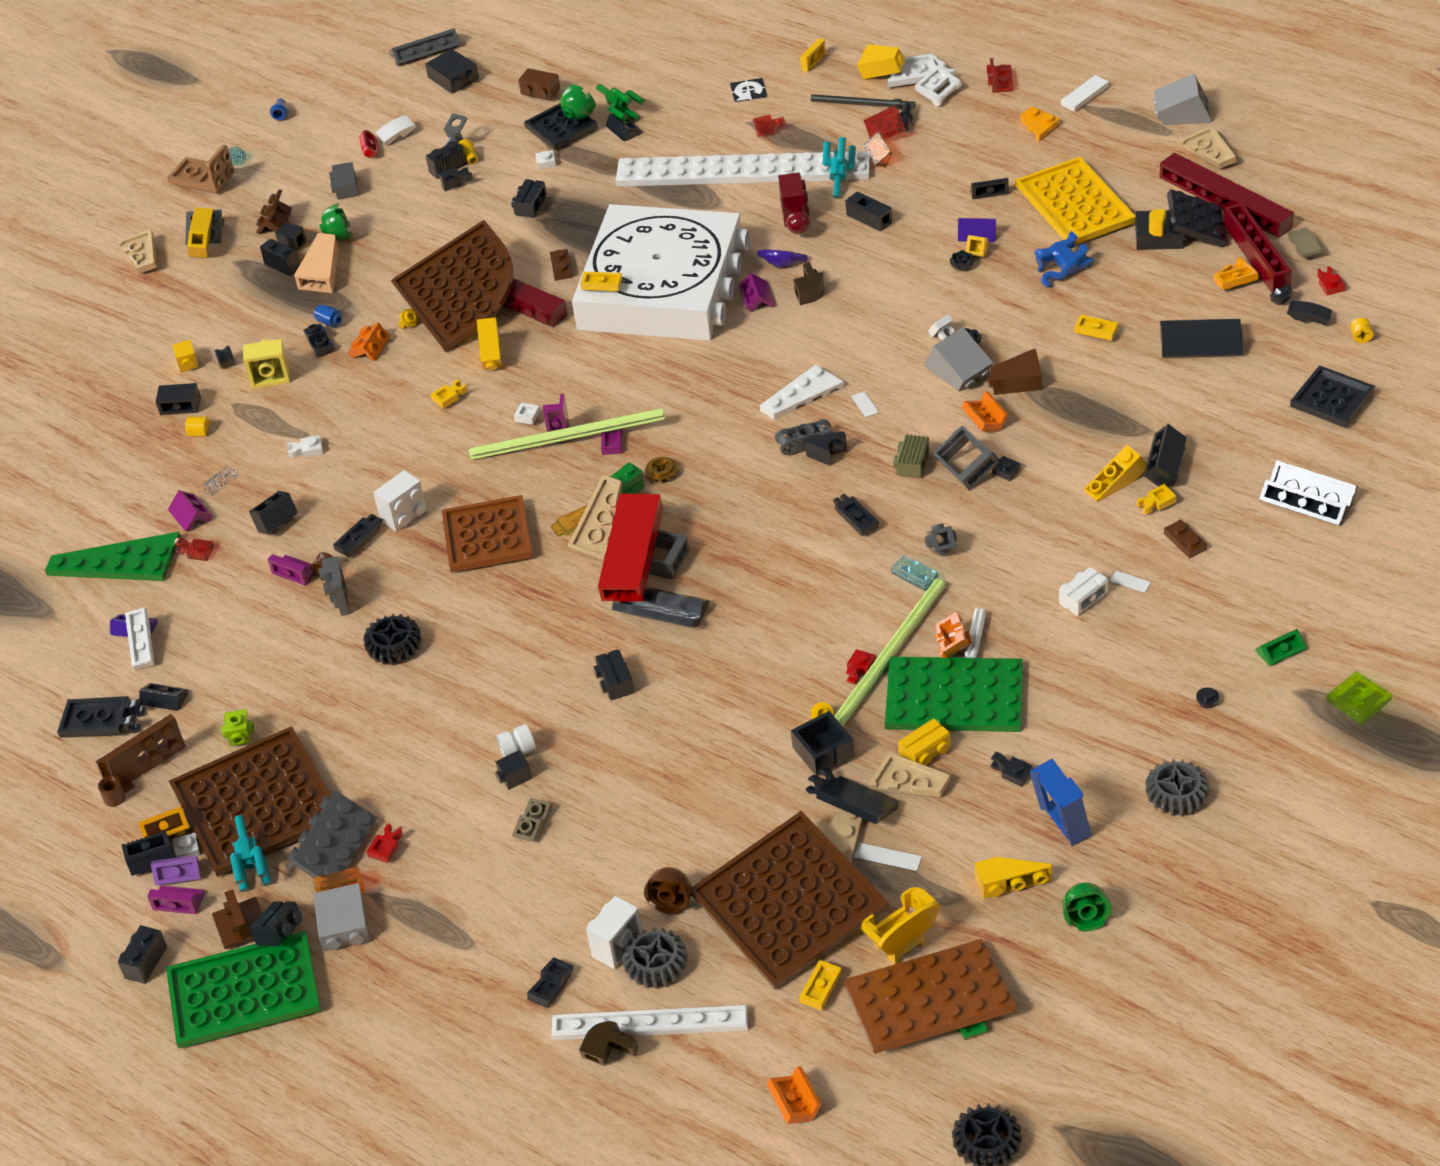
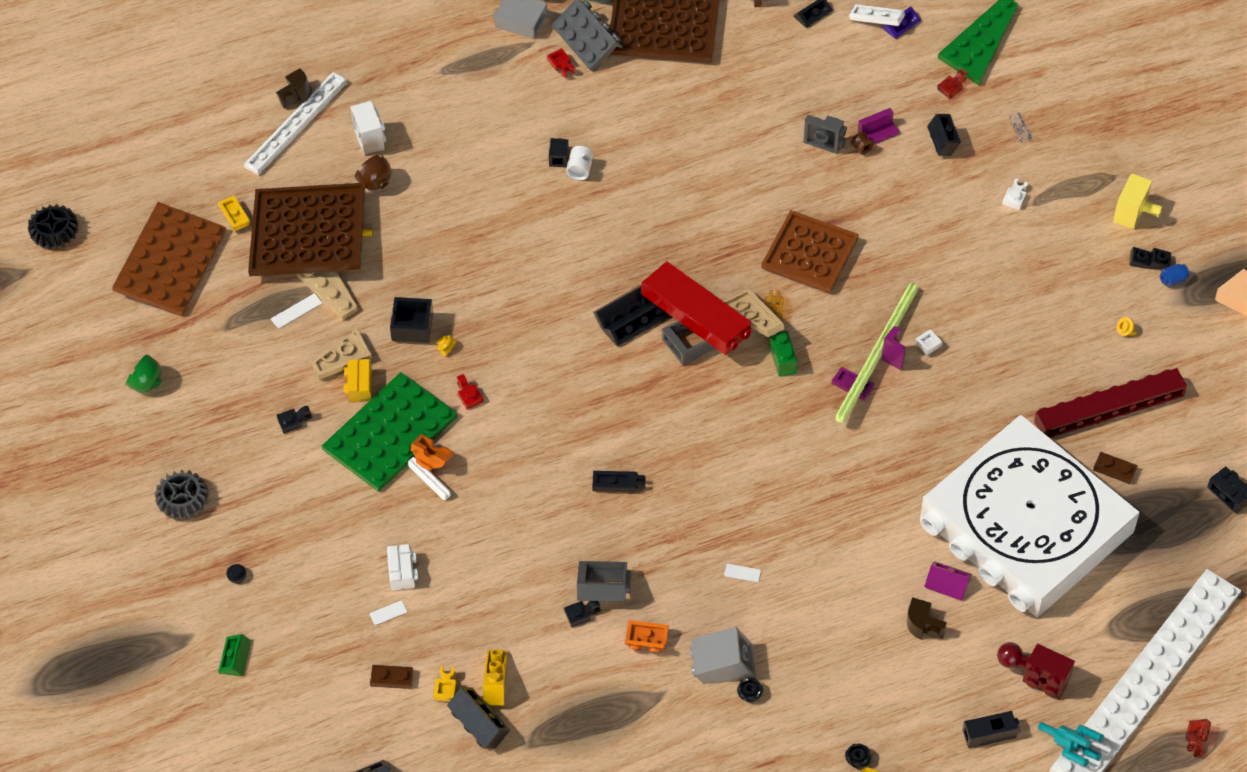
camera: 120 degrees right, 10 degrees up
(178, 399) = (1143, 139): black brick -> none
(185, 356) = (1197, 164): yellow brick -> none
(187, 508) = (999, 97): magenta panel -> none
(197, 425) = (1101, 140): yellow brick -> none
(224, 356) = (1175, 188): black wheel -> none
(240, 731) = (735, 29): lime brick -> none
(339, 879) = (548, 23): clear orange slope -> none
(358, 535) = (878, 177): black hinge -> none
(369, 342) = (1114, 287): orange bracket -> none
(392, 639) = (747, 142): black gear -> none
(400, 501) = (883, 208): white brick -> none
(447, 395) = (1000, 304): yellow plate -> none
(459, 284) = (1127, 366): reddish brown plate -> none
(489, 343) = (1035, 356): yellow slope -> none
(532, 822) = (508, 145): dark tan slope -> none
(551, 982) = (372, 90): black slope -> none
(601, 281) = (1021, 440): yellow plate -> none
(614, 675) = (592, 248): black brick -> none
(651, 952) = (335, 148): dark grey gear -> none
(659, 464) = (788, 387): pearl gold gear -> none
(781, 258) = (981, 622): dark purple piece -> none
(795, 1096) = (172, 154): orange bracket -> none
(796, 435) = (728, 511): dark grey piece -> none
(801, 391) = (793, 539): white wing -> none
(823, 446) = (707, 505): black slope -> none
(852, 796) = (351, 311): black tile -> none
(891, 649) = (463, 418): yellowish green axle -> none
(902, 930) = (220, 266): yellow piece -> none
(912, 455) = (644, 556): olive brick -> none
(914, 572) = (521, 478): clear light blue plate -> none
(941, 326) = (781, 677): white tile -> none
(948, 539) = (534, 510): dark grey brick -> none
(1006, 875) = (214, 352): yellow slope -> none
(1016, 374) = (670, 692): reddish brown slope -> none
(1066, 803) = (229, 422): blue piece -> none
(1358, 697) = (145, 666): clear neon green tile -> none

